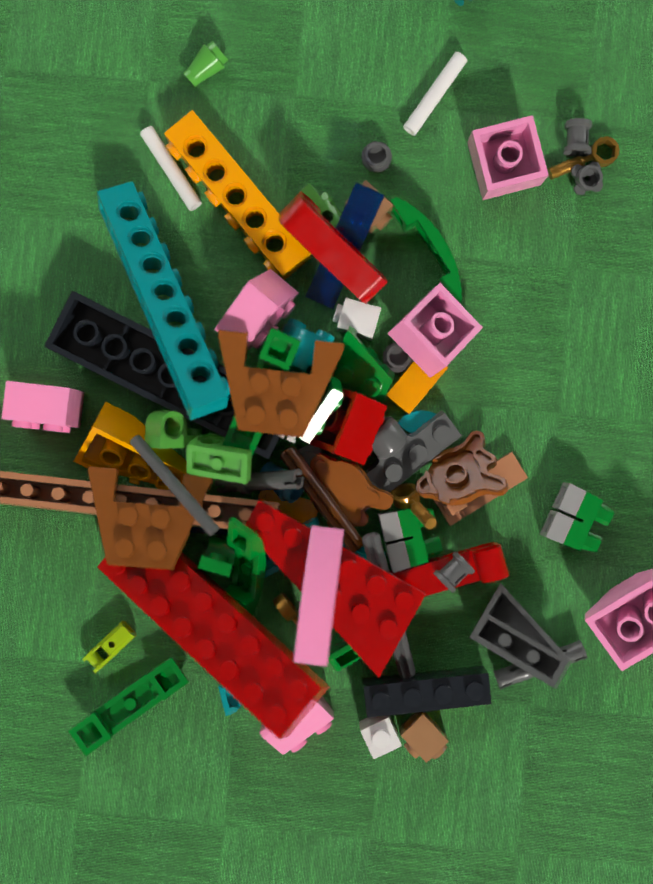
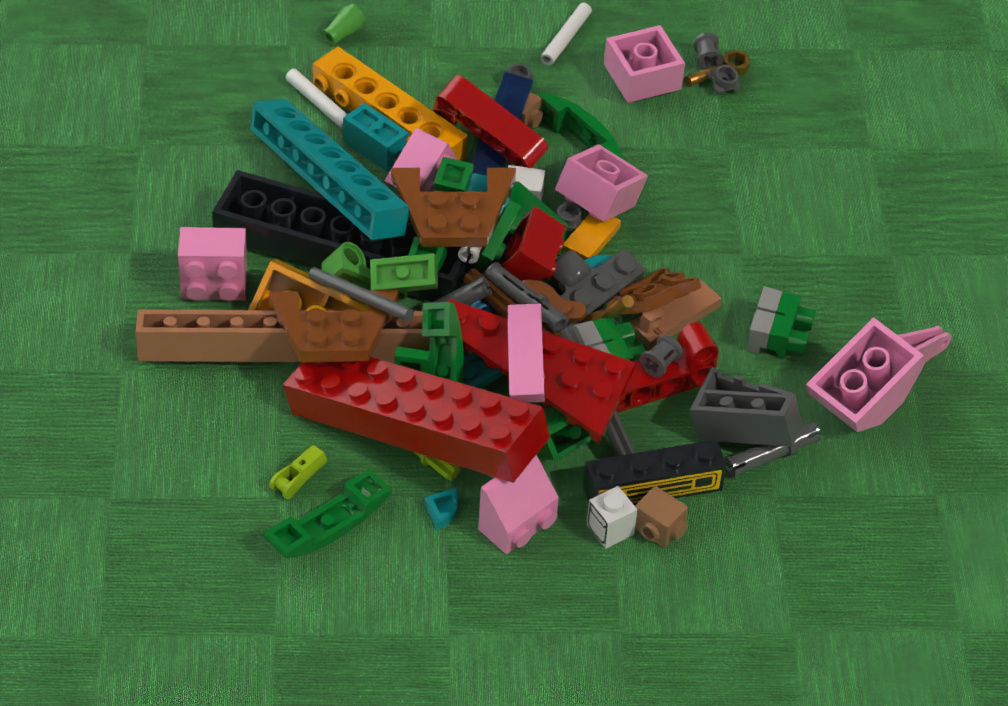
camera: 10 degrees left, 40 degrees down
(219, 234) = (374, 136): none -> teal hinge
(336, 488) = (523, 294): none -> dark grey pin

